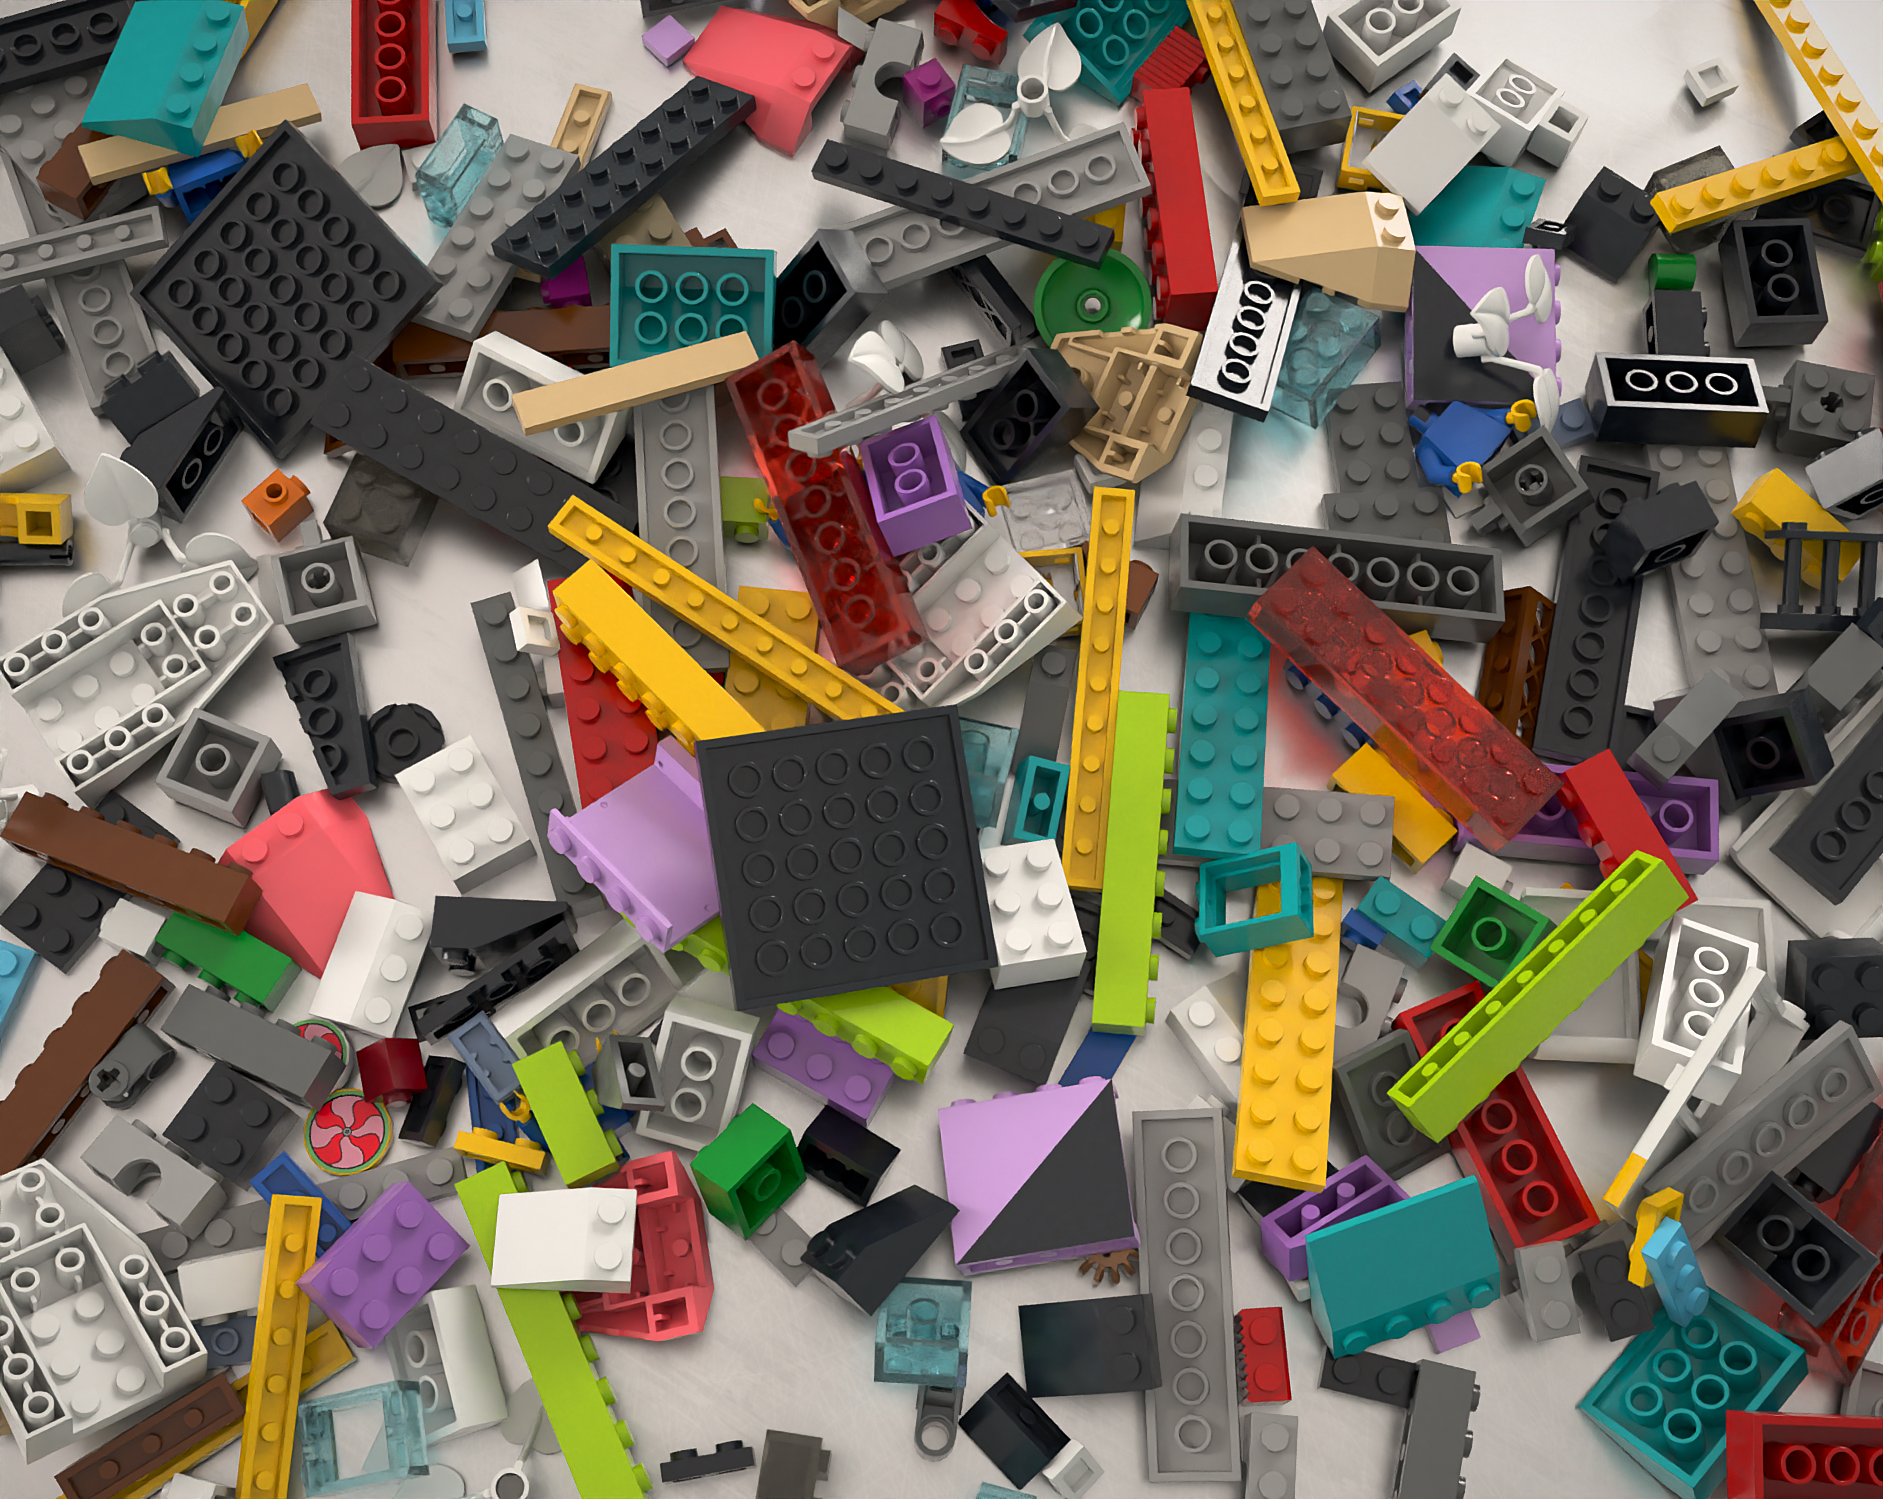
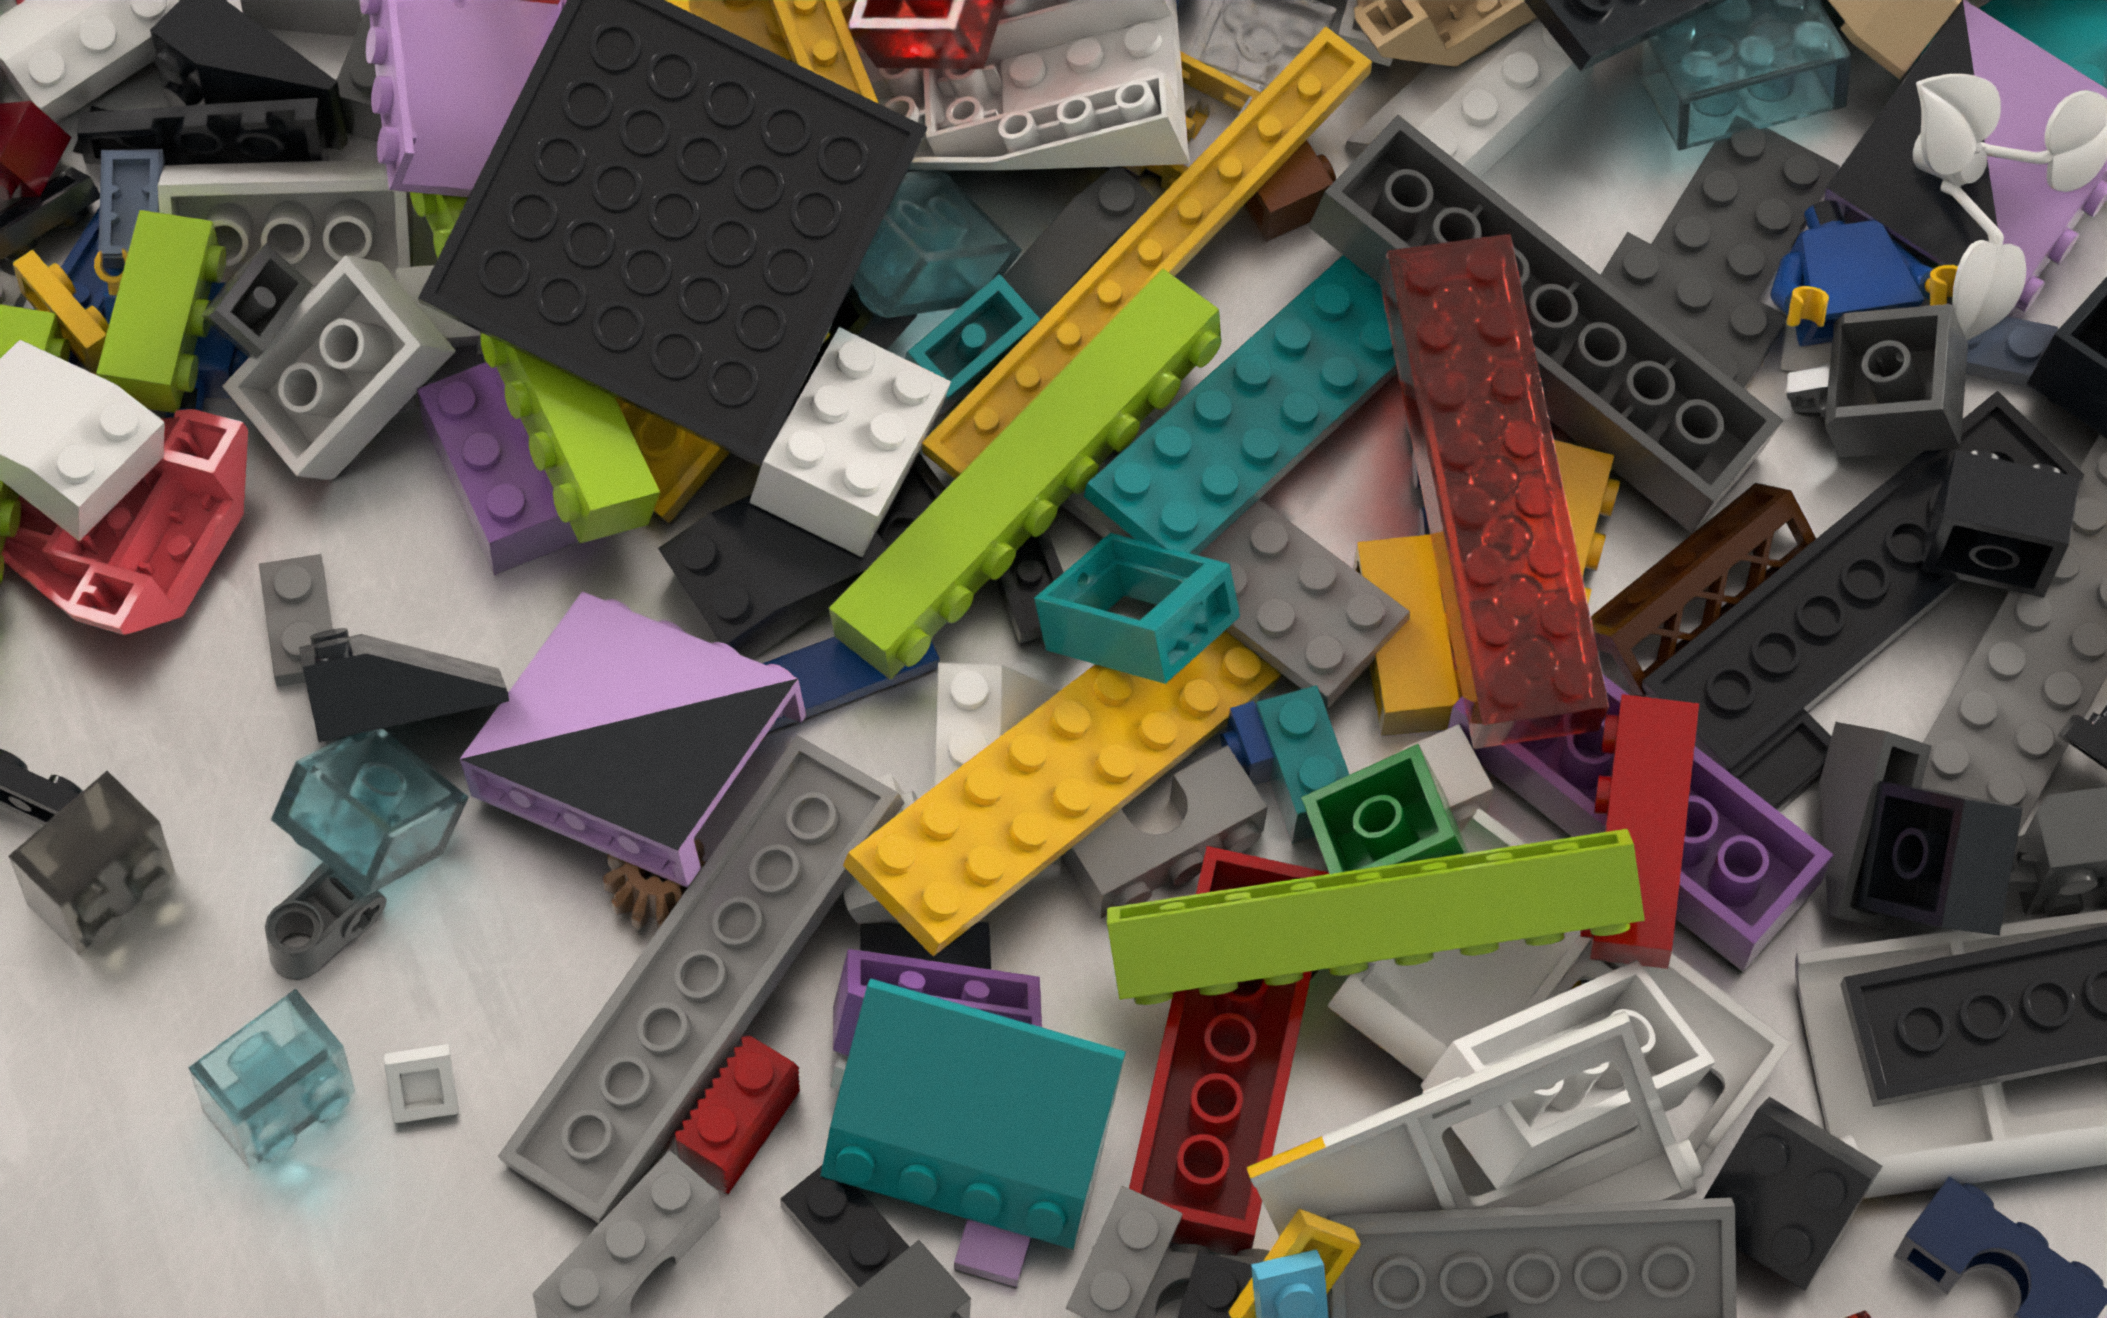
camera: 35 degrees right, 5 degrees down
(748, 1171) = (312, 506): green brick -> none
(846, 1155) = (442, 579): black brick -> none
(1013, 1431) = (391, 993): black panel -> none
(1090, 1346) = (552, 960): black slope -> none
(1374, 1118) = (1077, 962): dark grey plate -> none
(1684, 729) = (1826, 755): dark grey slope -> none

